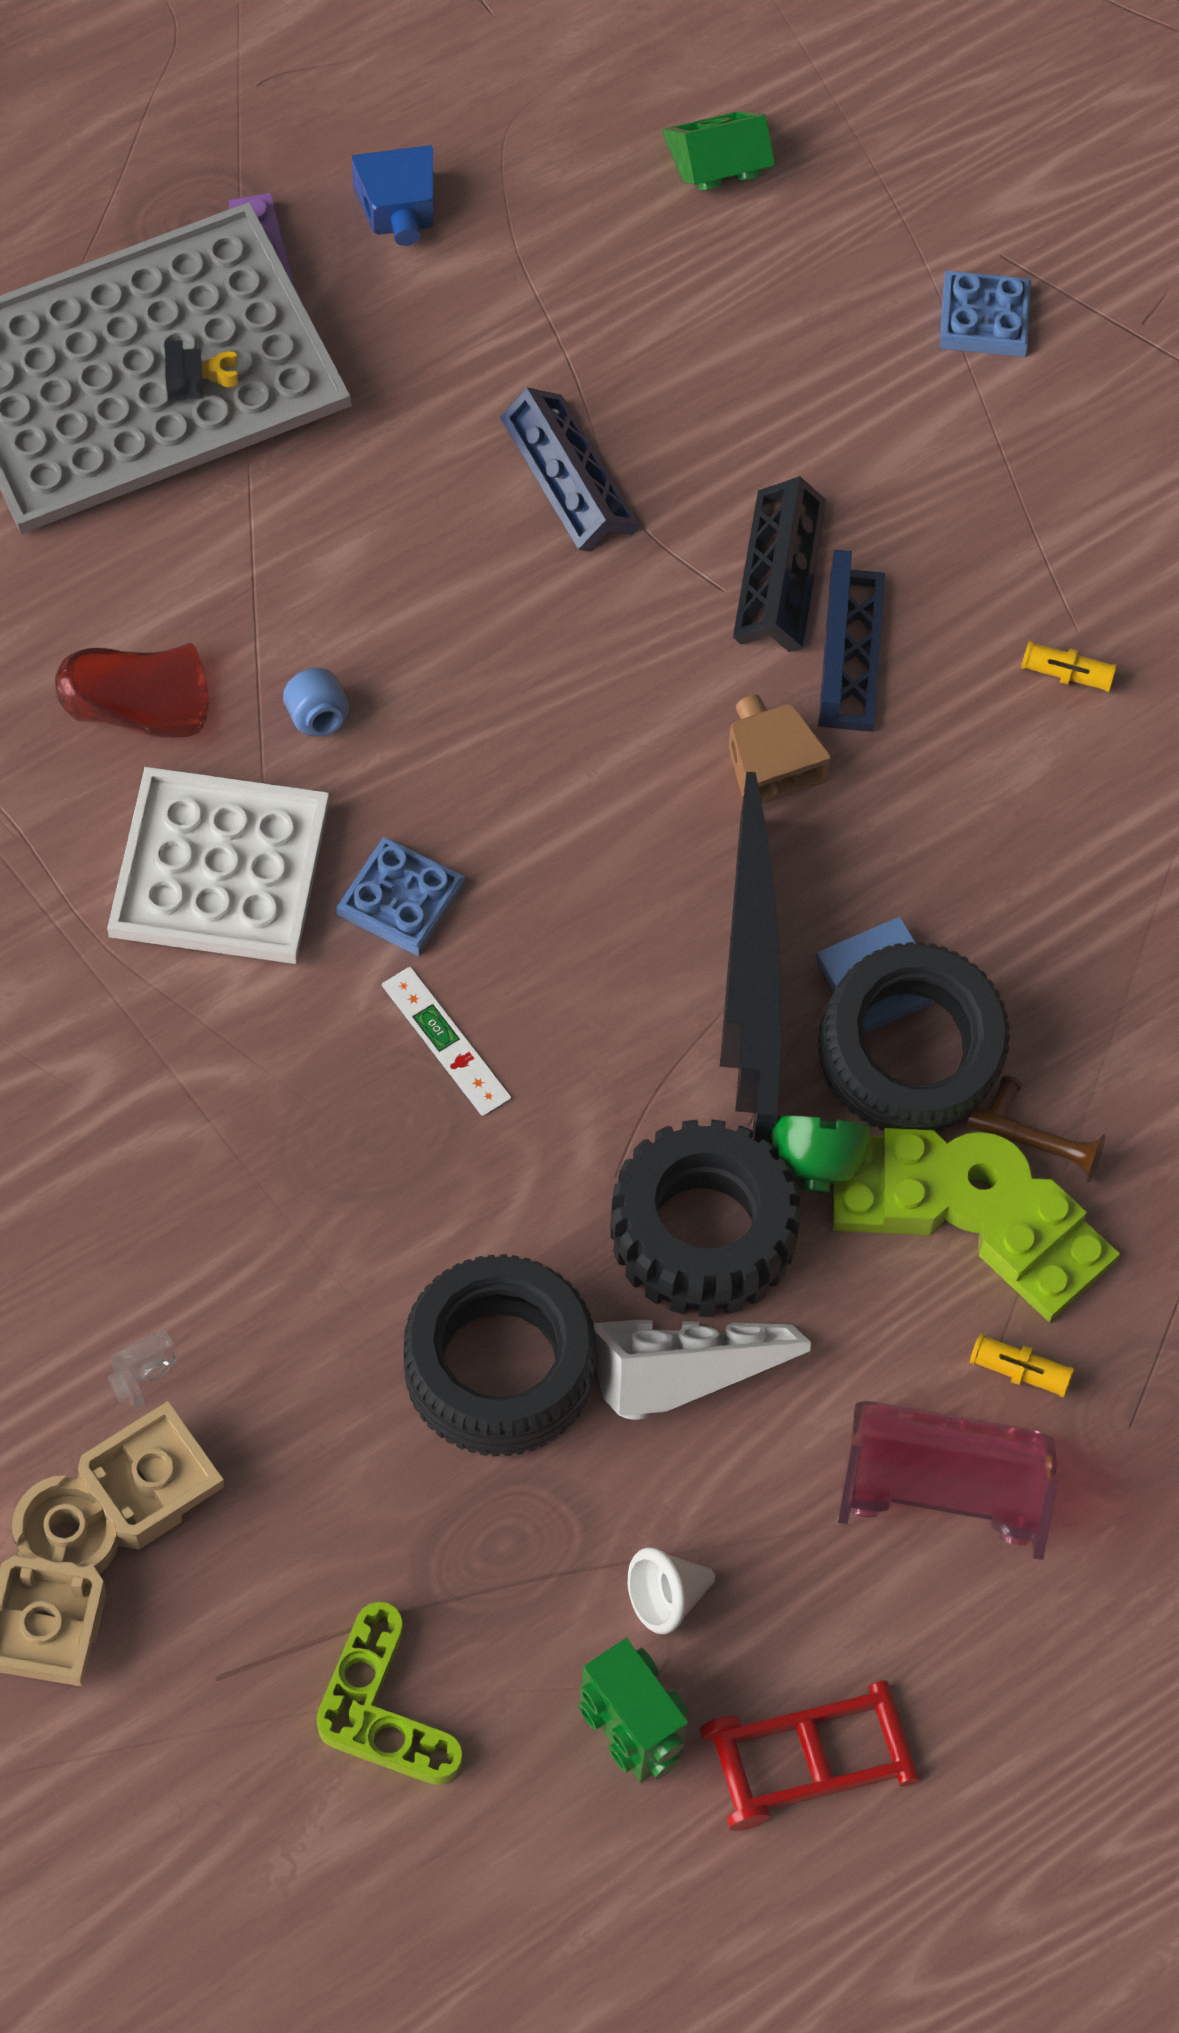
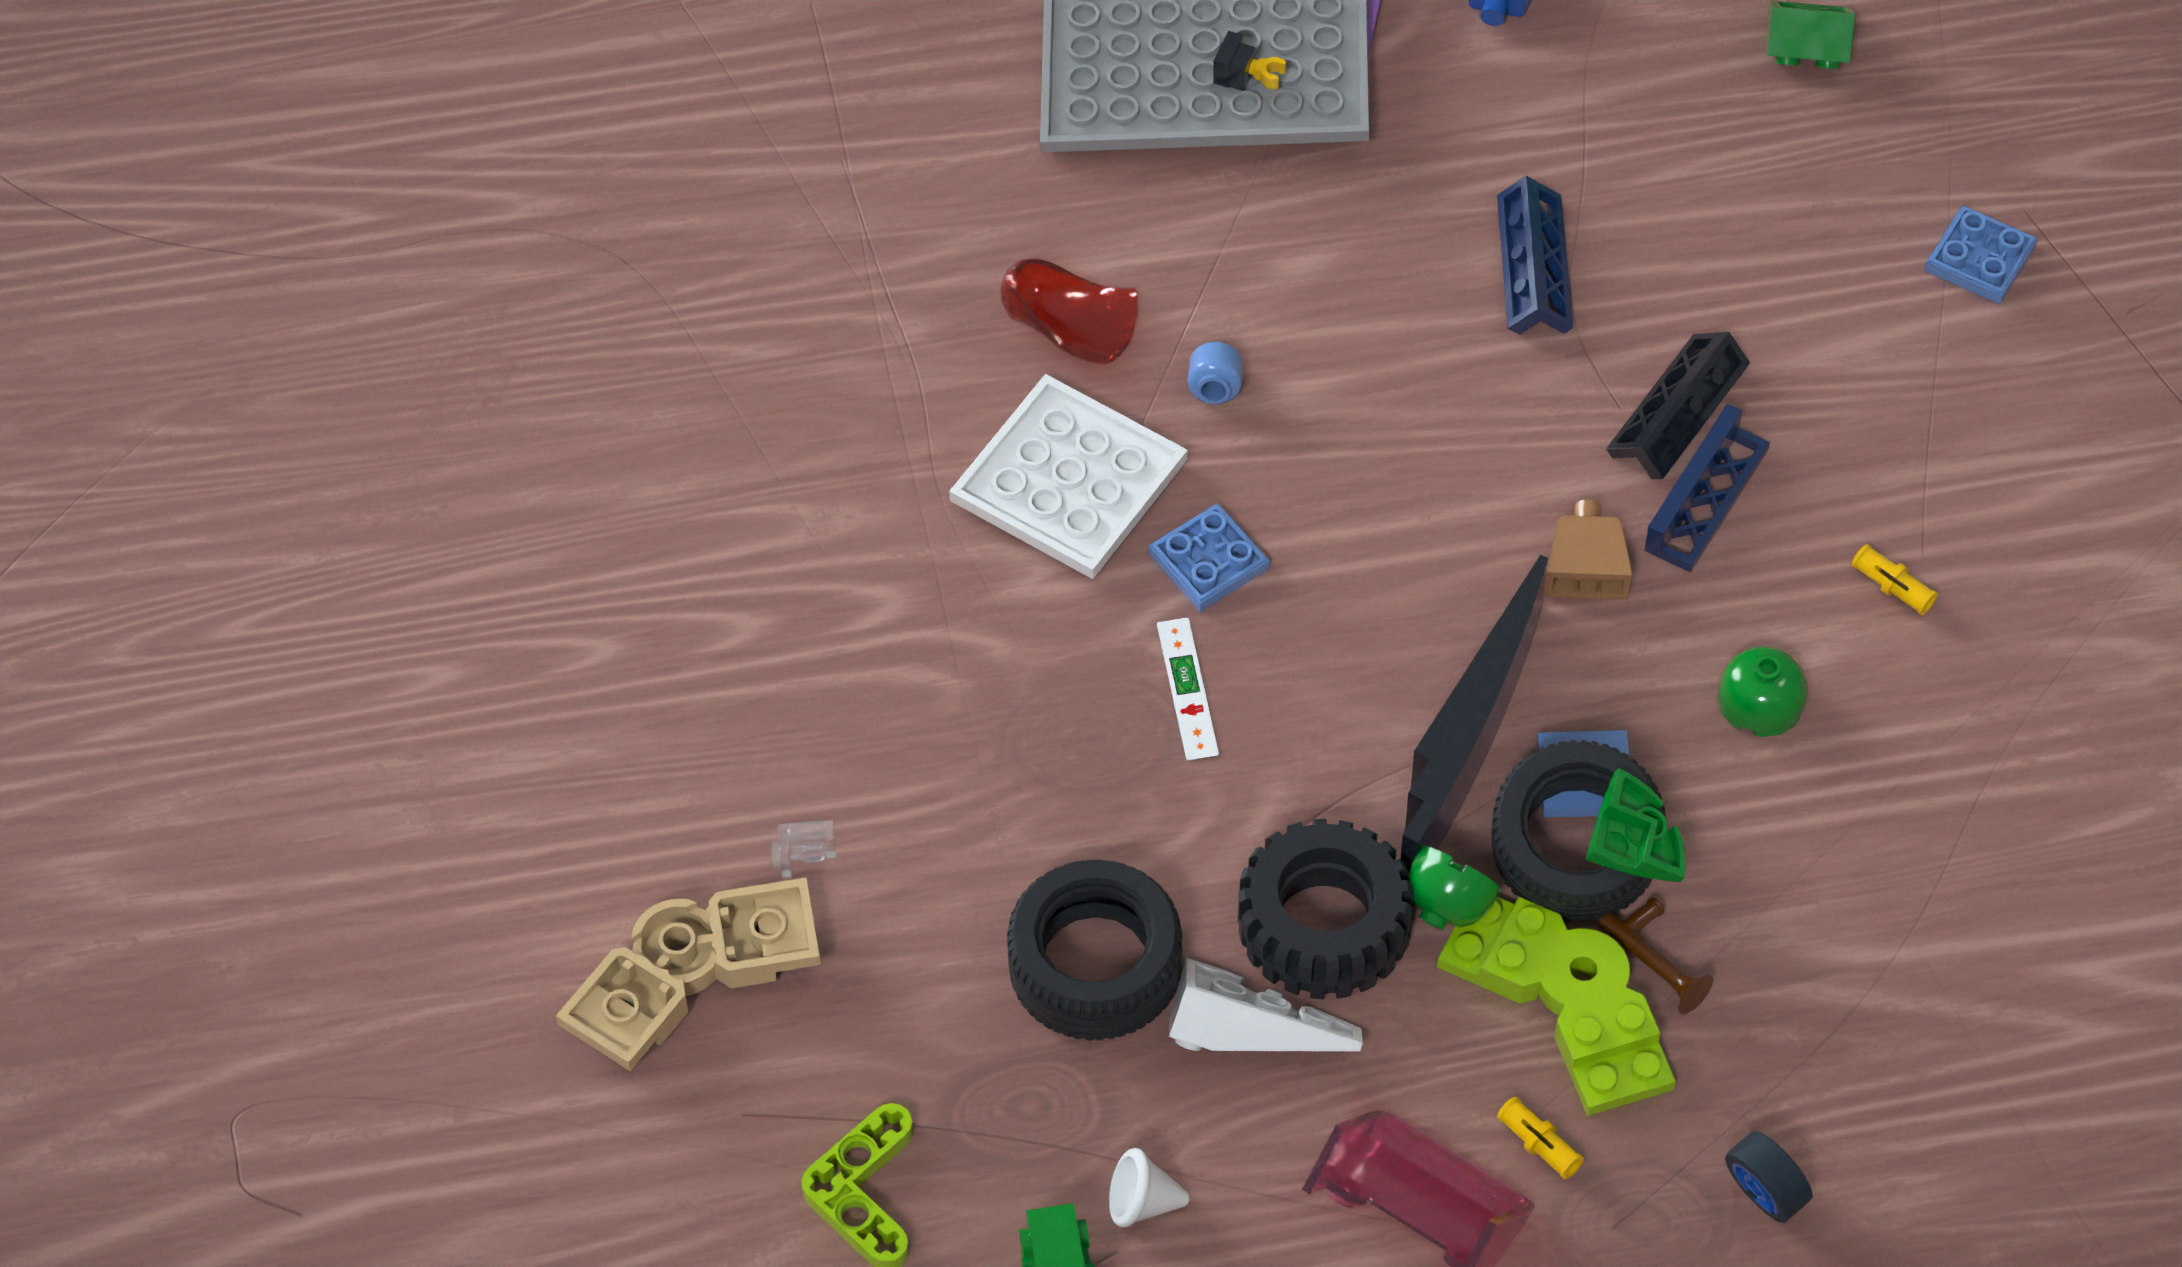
camera: 30 degrees right, 5 degrees down
(982, 1023) = (1634, 833): none -> green brick
(1003, 826) = (1763, 691): none -> green cylinder

